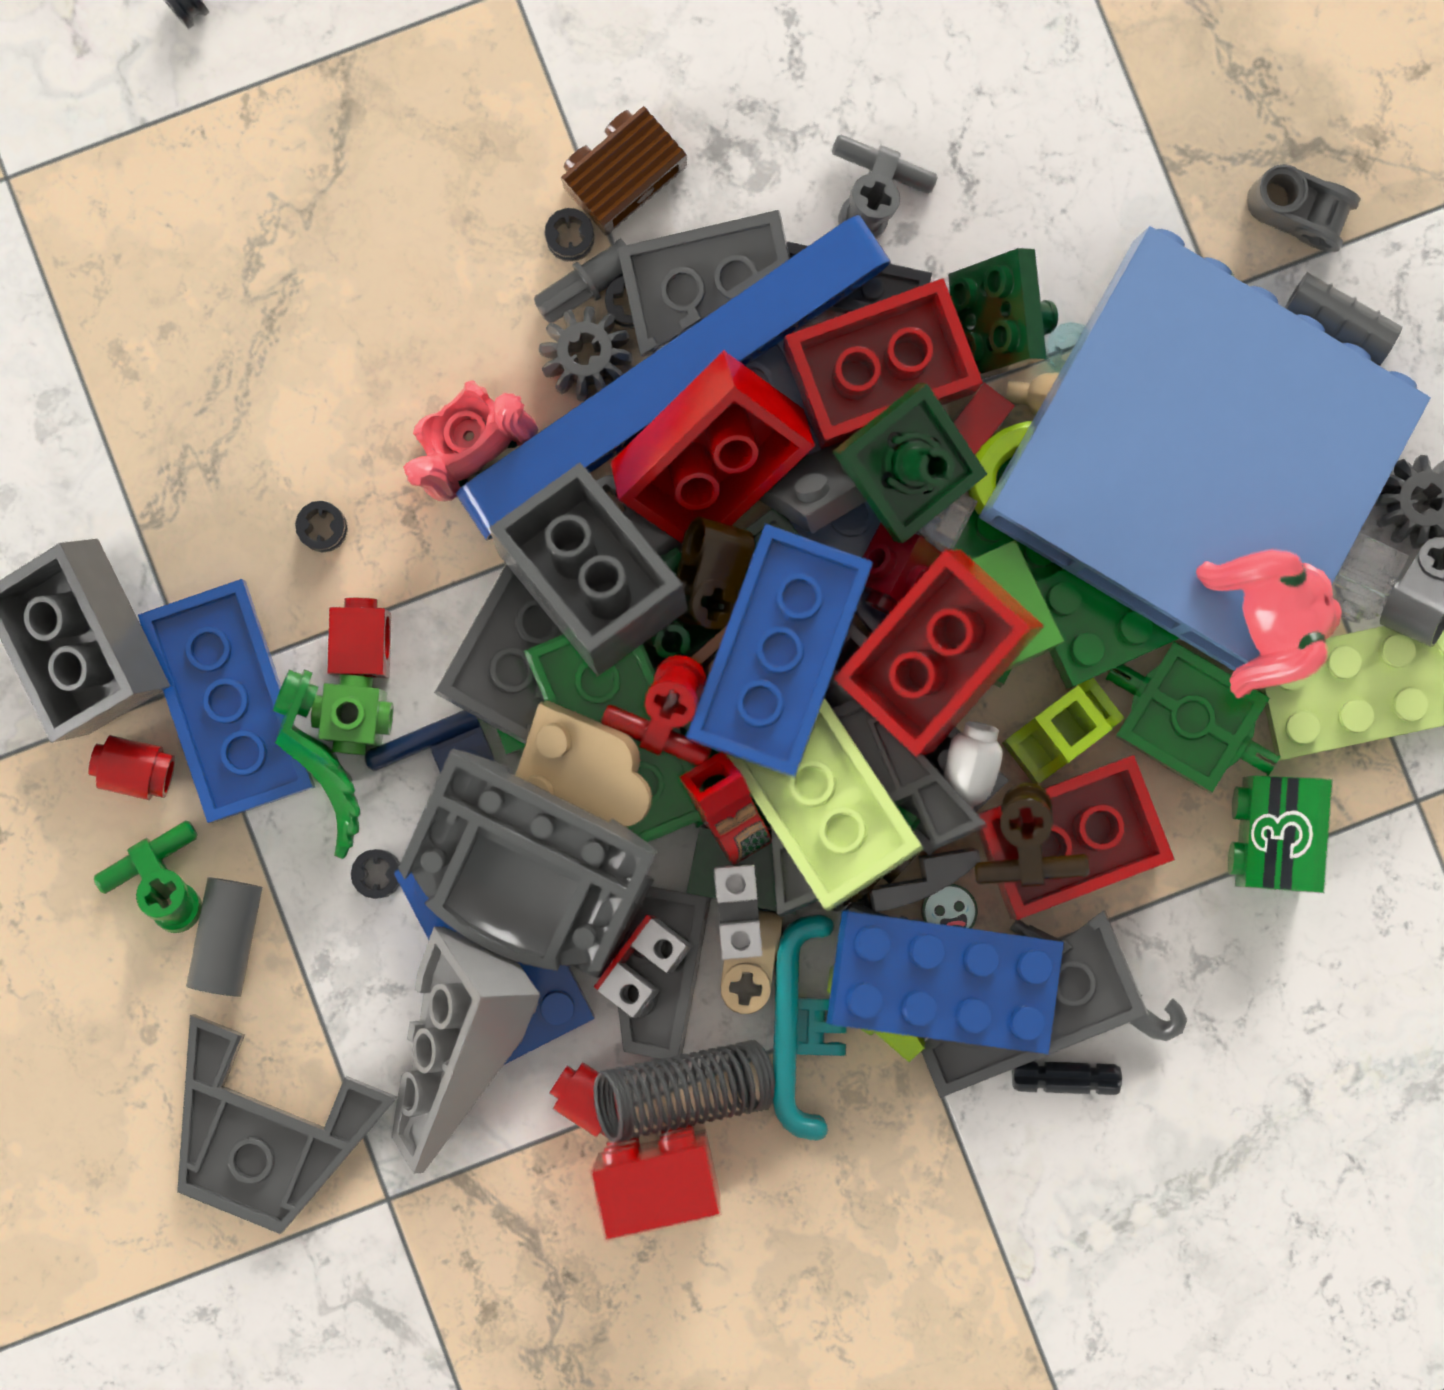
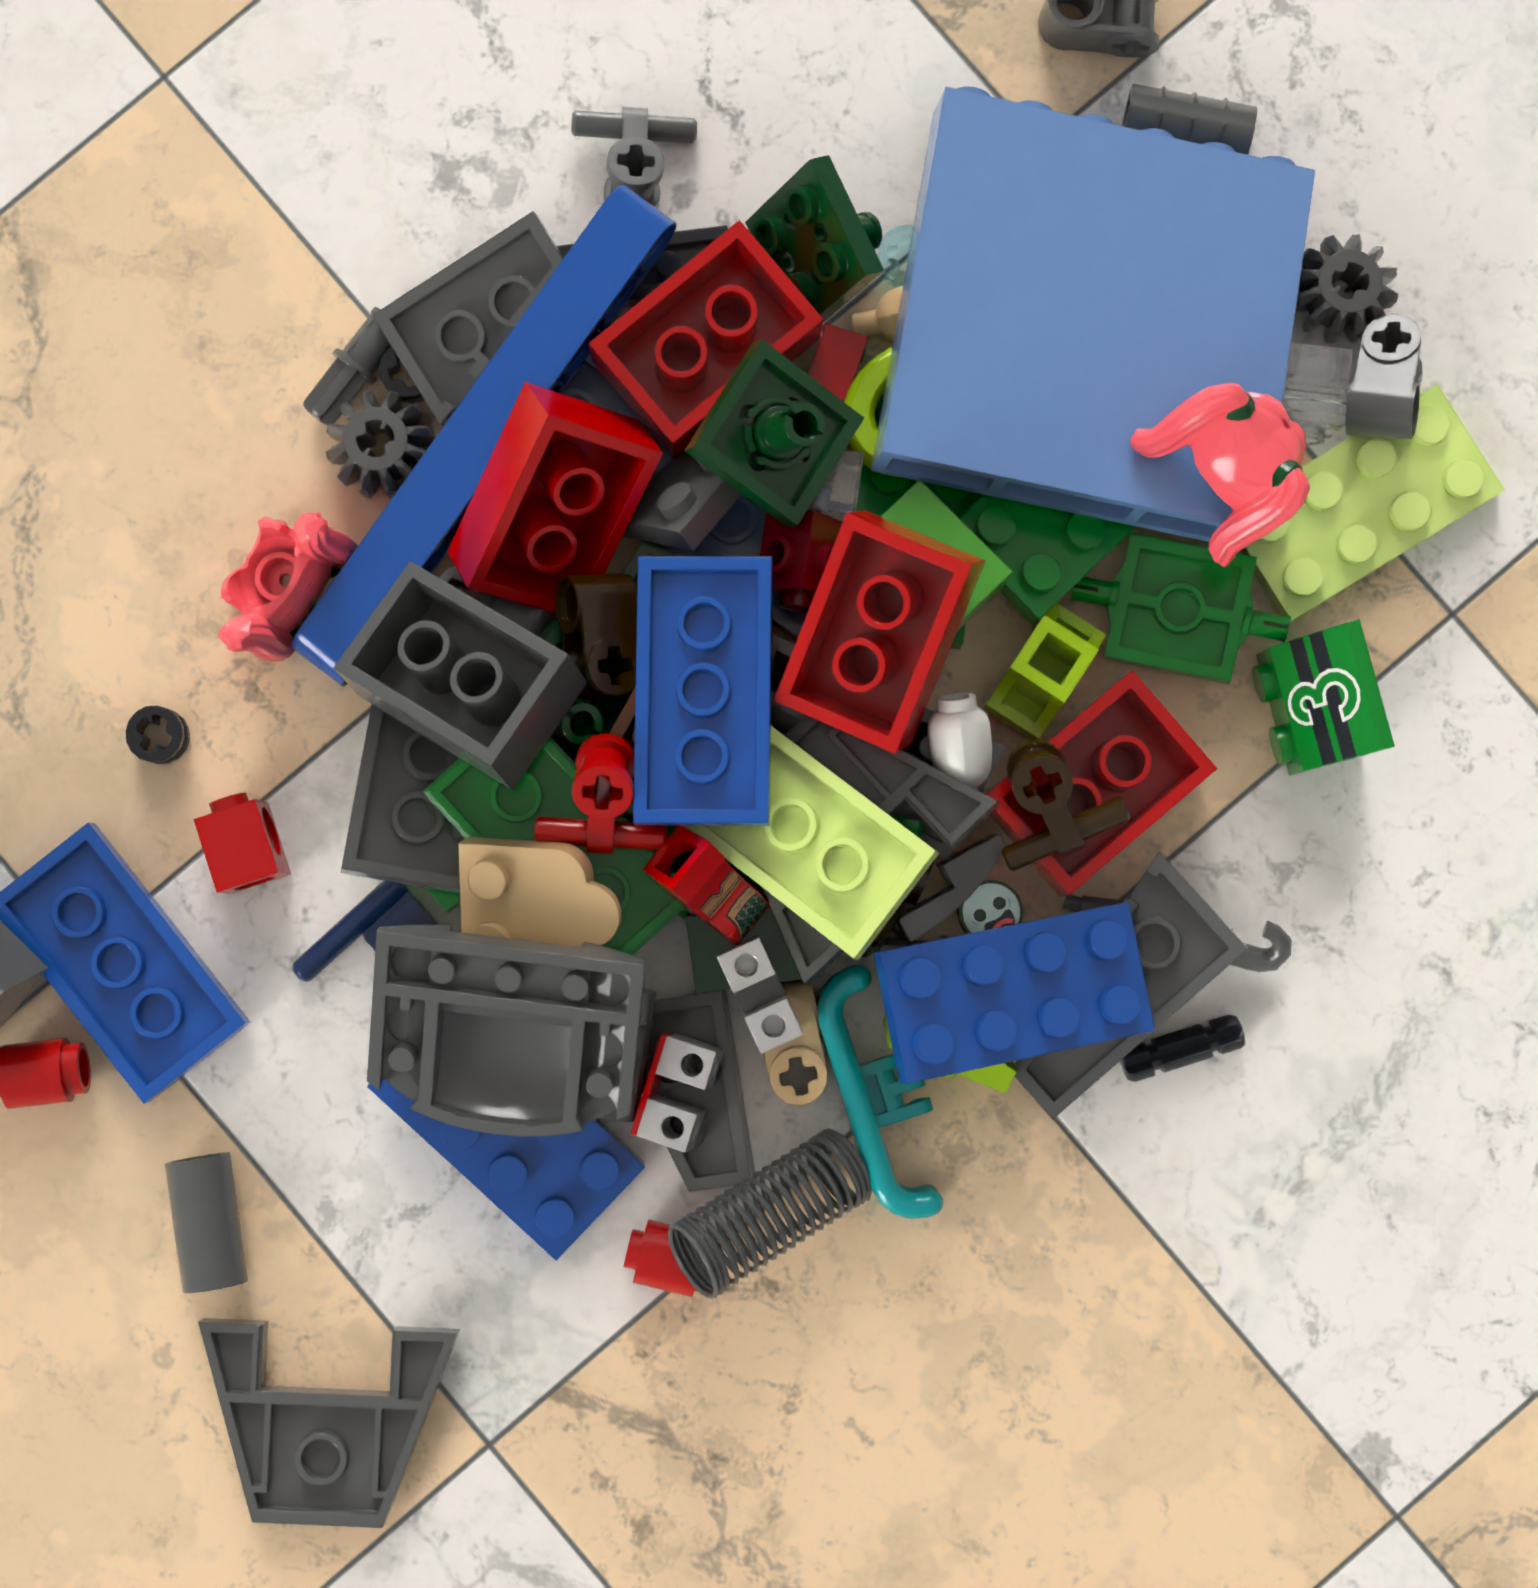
camera: 20 degrees left, 0 degrees up
(157, 881) = (117, 1198): green piece -> none
(297, 698) = (237, 988): green plant -> none
(360, 873) = (332, 1099): black bush -> none
(373, 718) = (285, 928): bright green brick -> none
(467, 1030) = (508, 1230): light grey wedge -> none
(553, 237) = (309, 303): black bush -> none
(623, 168) = (351, 230): reddish brown brick -> none
(655, 1182) = (774, 1327): red brick -> none

